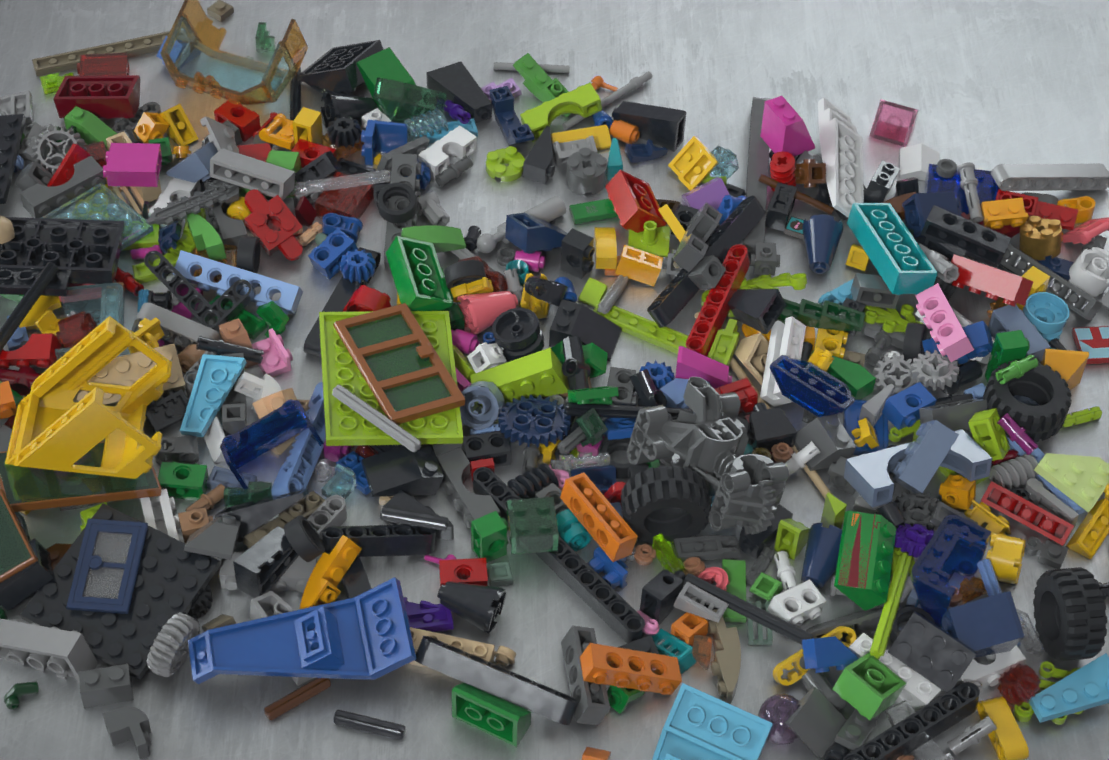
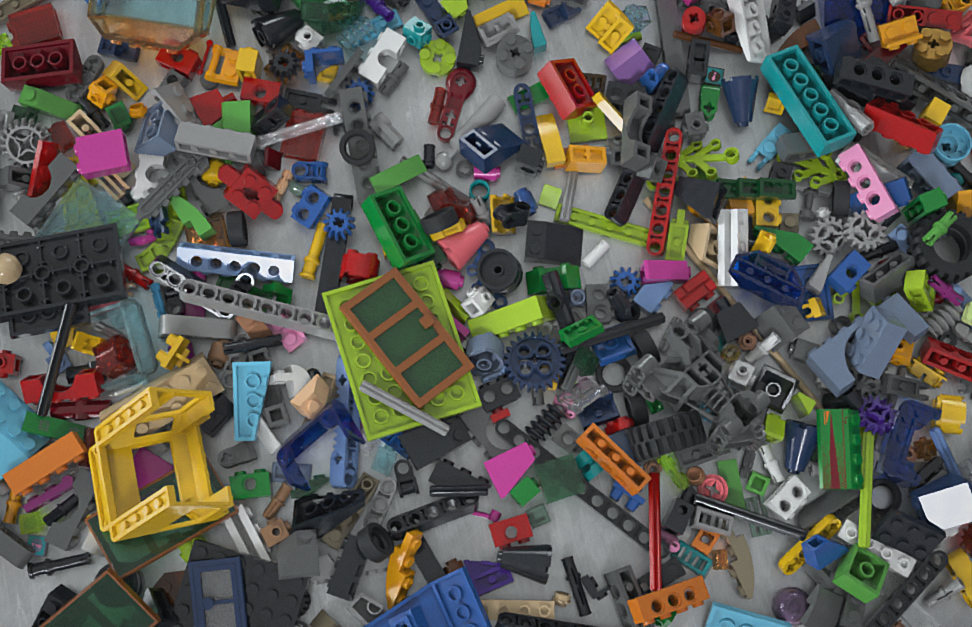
camera: 15 degrees left, 30 degrees up
(173, 98) = (116, 51): none -> dark blue slope
(246, 314) = (257, 304): none -> light grey beam
(318, 300) = (312, 260): none -> yellow pin
(357, 507) = (405, 480): none -> black piece
(477, 501) = (509, 467): none -> dark pink slope
(490, 136) = (417, 32): none -> teal brick
(492, 200) = (437, 106): none -> clear red pin
(519, 189) = (455, 99): none -> dark red beam
(524, 639) = (573, 577): none -> black pin
(545, 655) = (590, 585): none -> black bracket
(589, 224) = (526, 119): none -> dark blue beam
(597, 378) = (580, 293): none -> sand blue plate
(630, 350) = (595, 254): none -> white hinge
(631, 598) = (655, 532): none -> red axle
(787, 243) = (709, 100): none -> green piece
(804, 500) = (777, 386): none -> black slope

